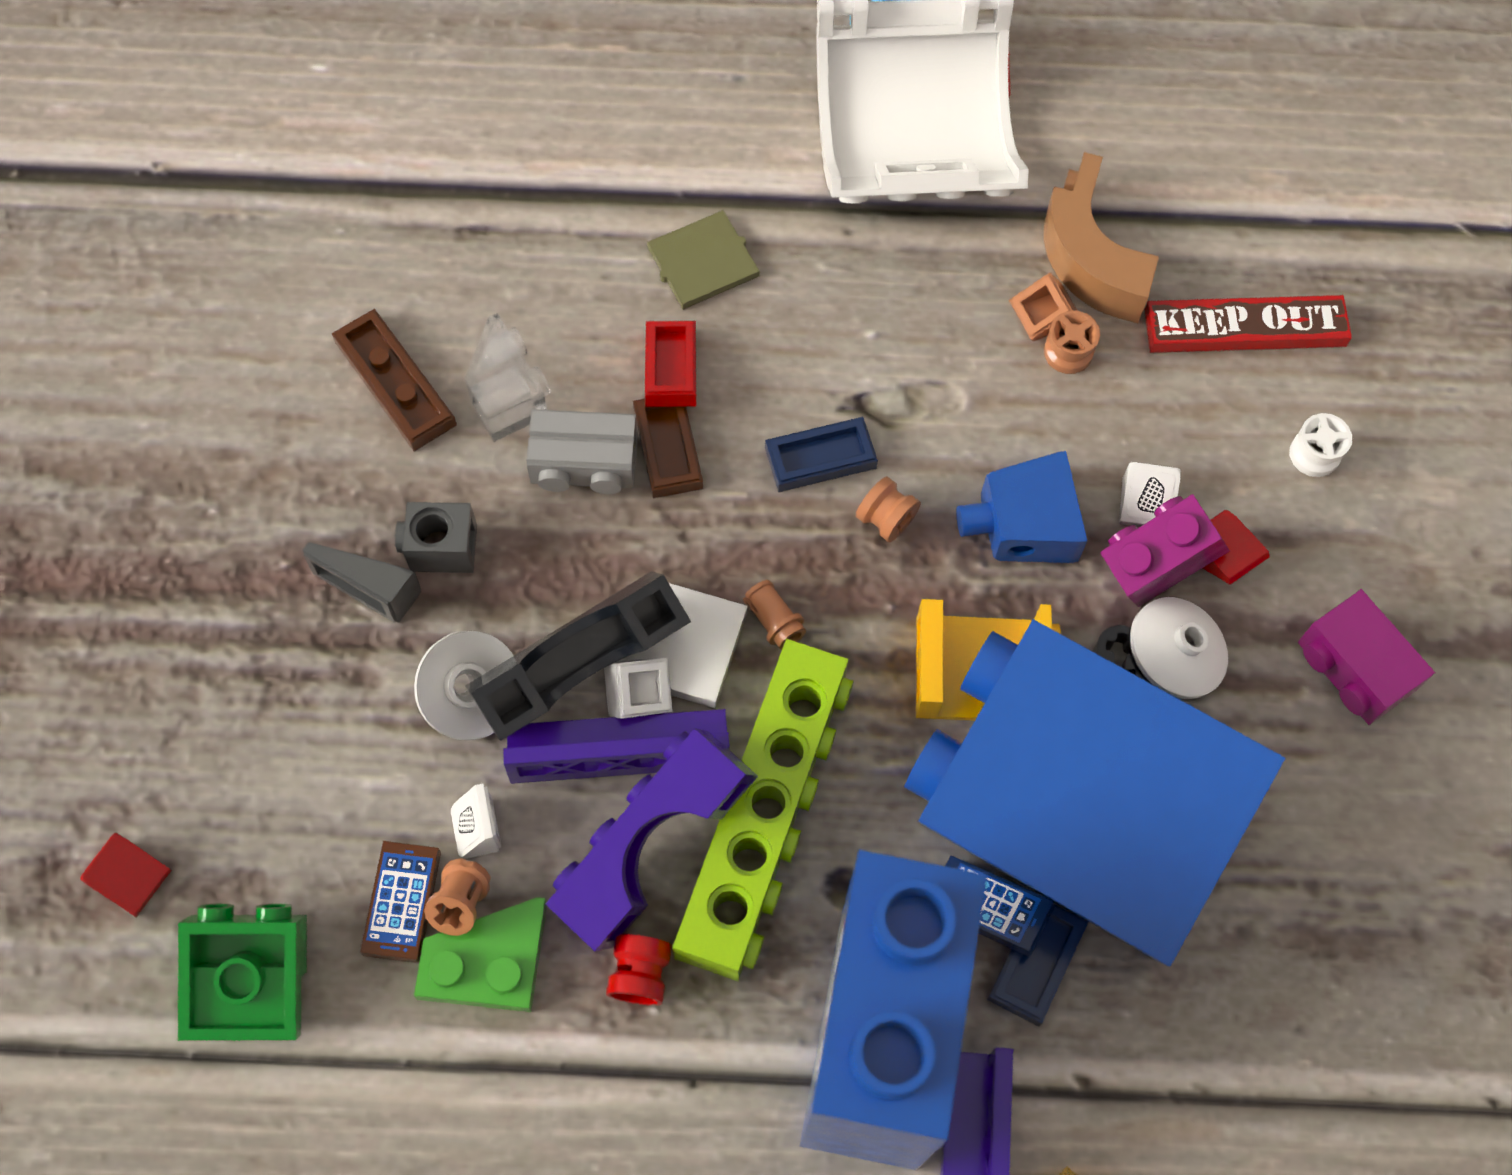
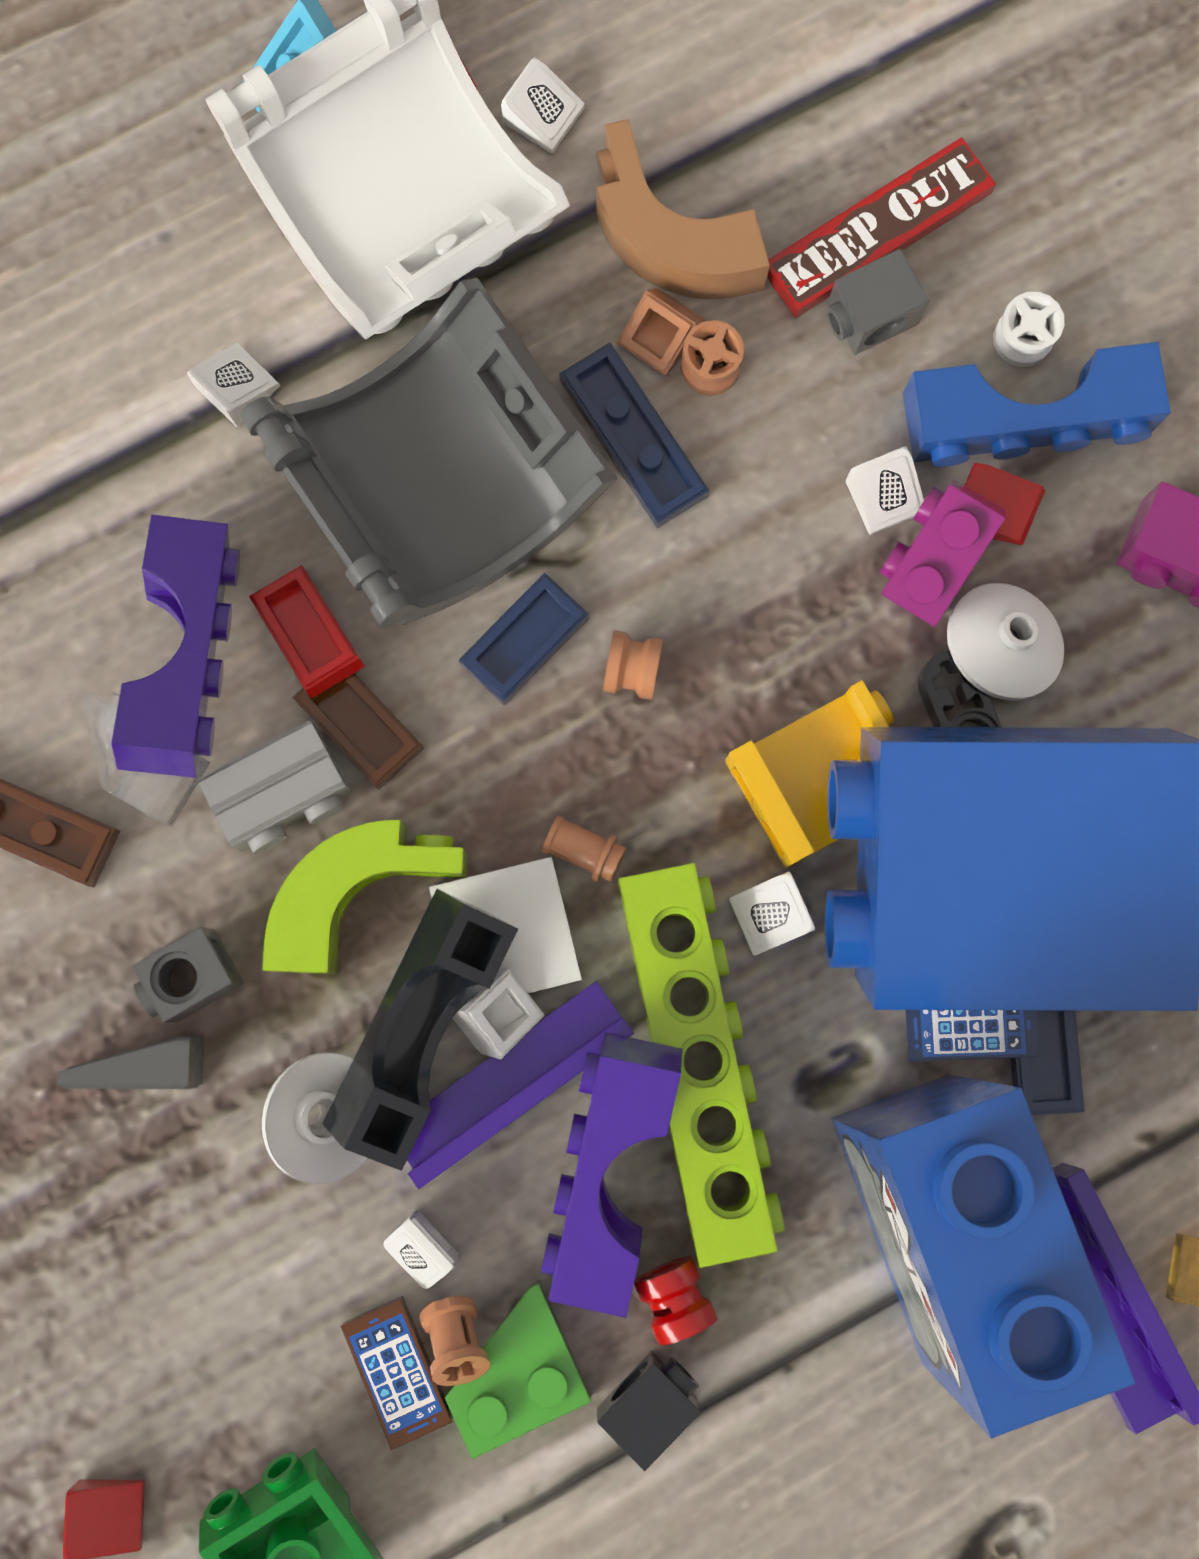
camera: 30 degrees left, 15 degrees up
(540, 349) = (163, 715): none -> dark purple arch
(569, 1037) = (650, 1408): none -> black brick
(582, 530) = (317, 892): none -> lime arch
(703, 259) = (250, 493): olive piece -> none
(724, 185) = (232, 381): none -> white slope
(832, 308) = (437, 461): none -> dark grey hinge
(885, 739) = (771, 913): none -> white slope
(984, 365) = (633, 435): none -> dark blue tile
(1028, 512) = (777, 583): blue torso -> none
(1047, 125) = (541, 106): none -> white slope
(1214, 367) = (876, 302): none -> dark grey brick
(1236, 477) = (961, 415): none -> blue arch

